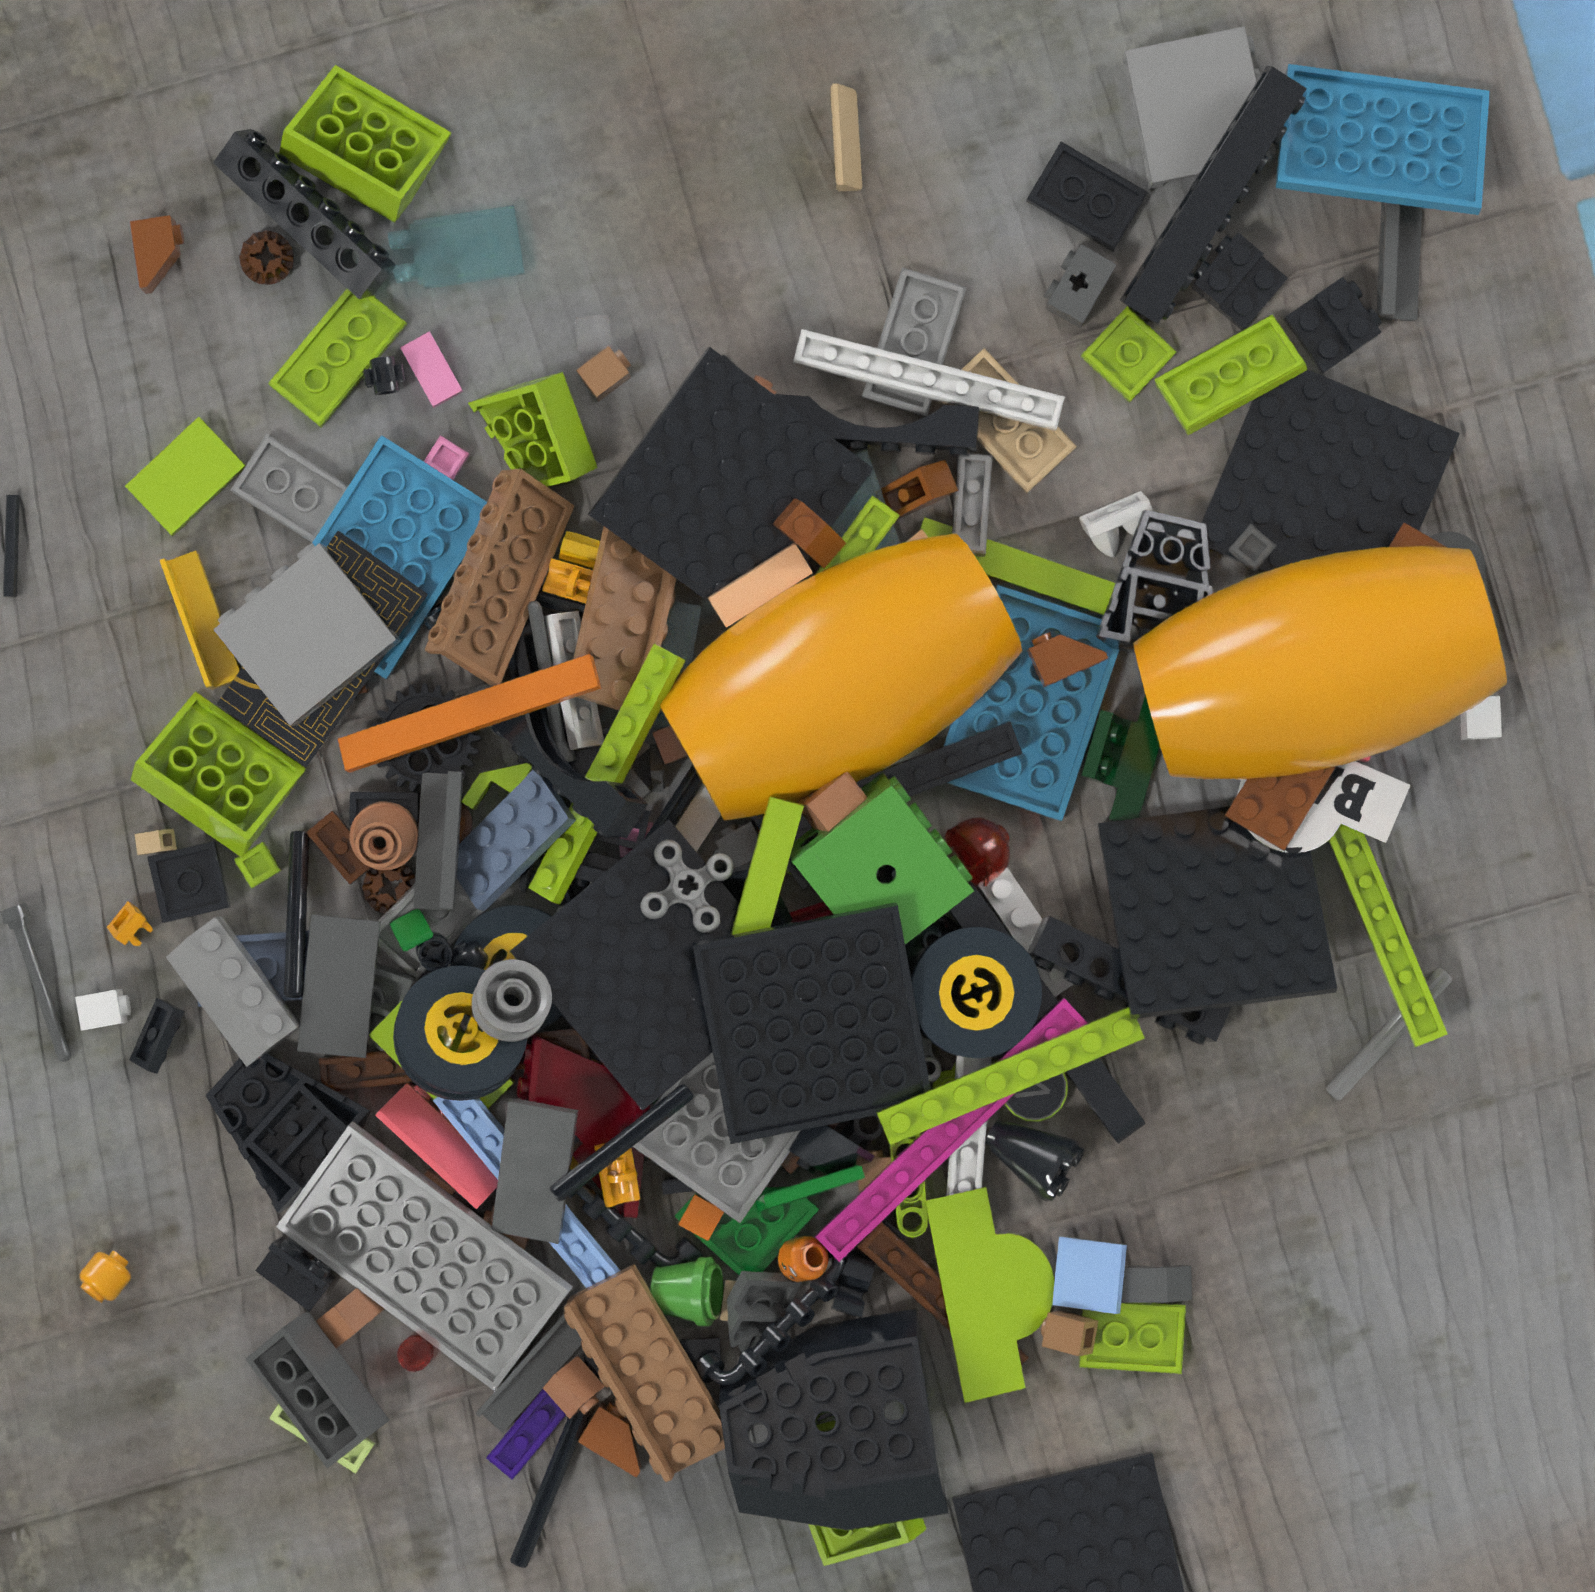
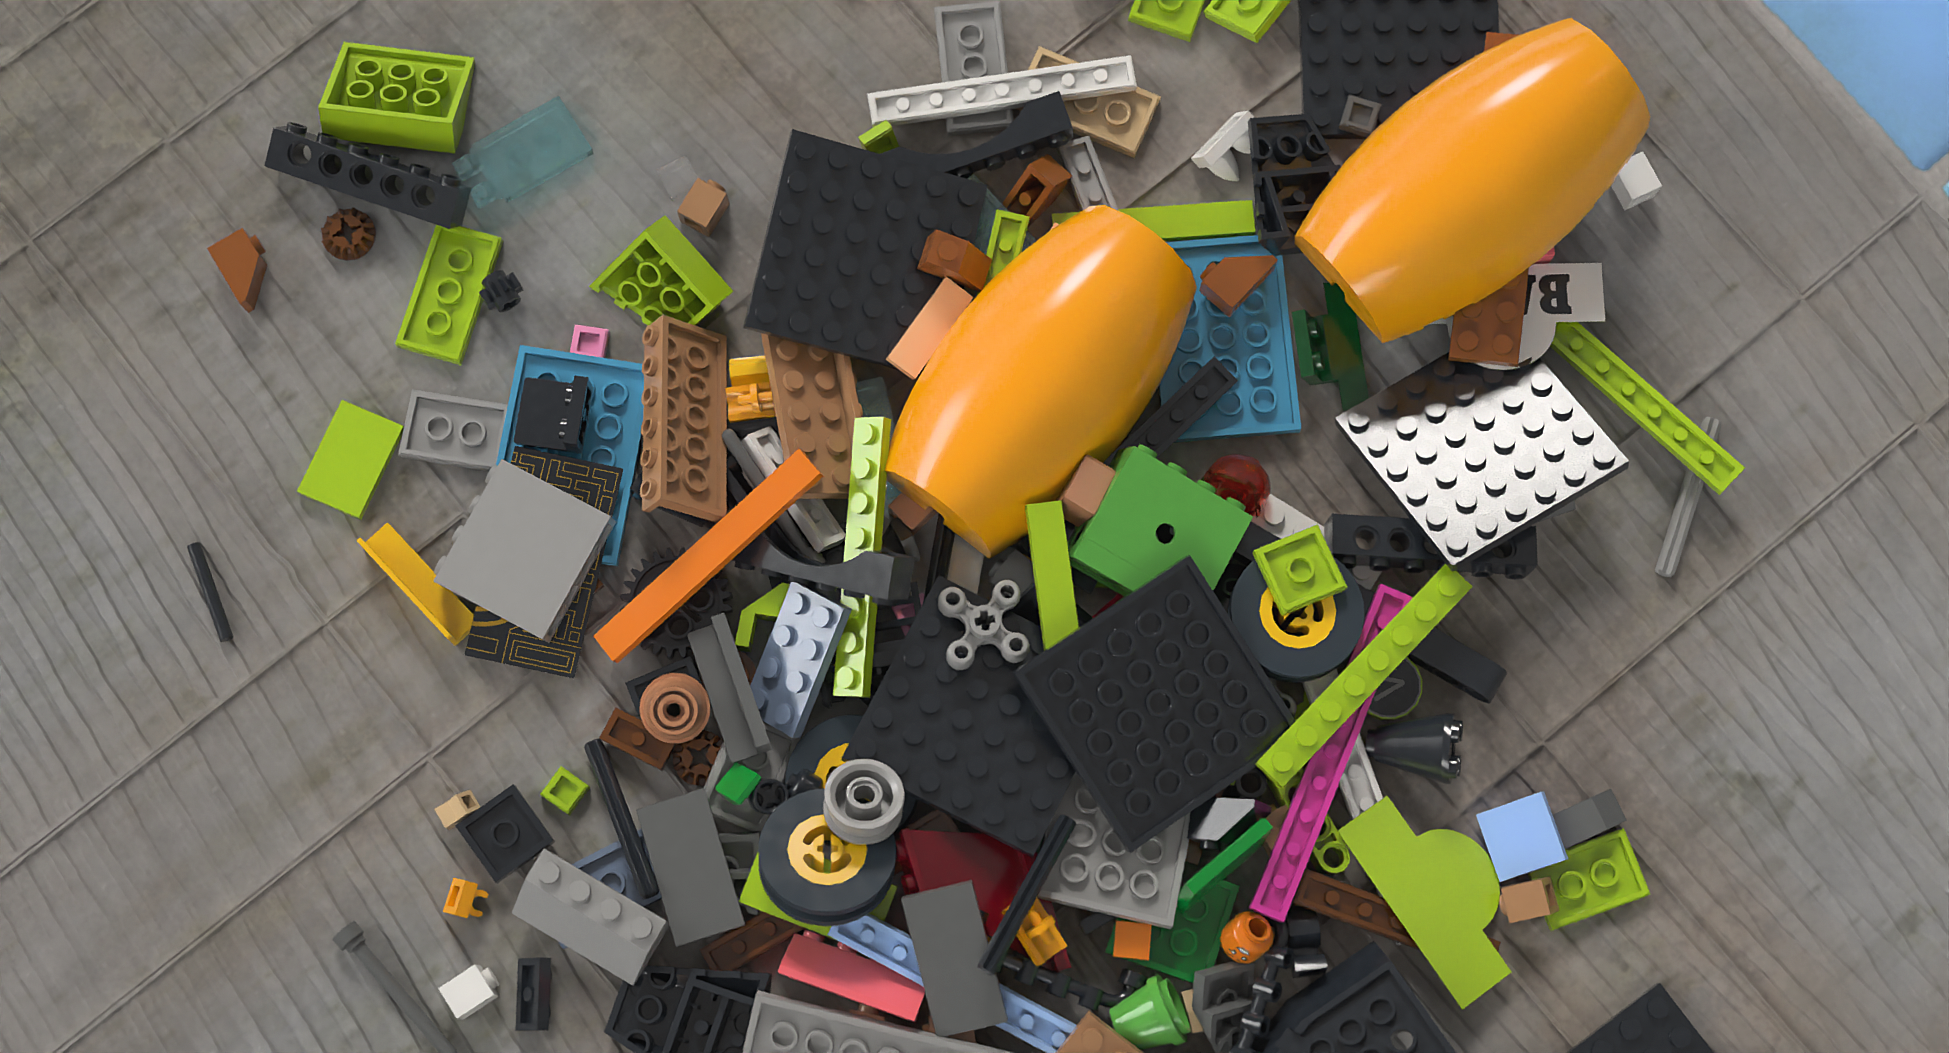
camera: 25 degrees left, 10 degrees down
(217, 774) = (491, 720): lime slope -> none
(384, 517) = (554, 414): none -> black bracket
(431, 369) = (542, 270): bright pink tile -> none
(793, 379) = (879, 138): none -> lime tile
(994, 957) = (1299, 570): none -> lime tile

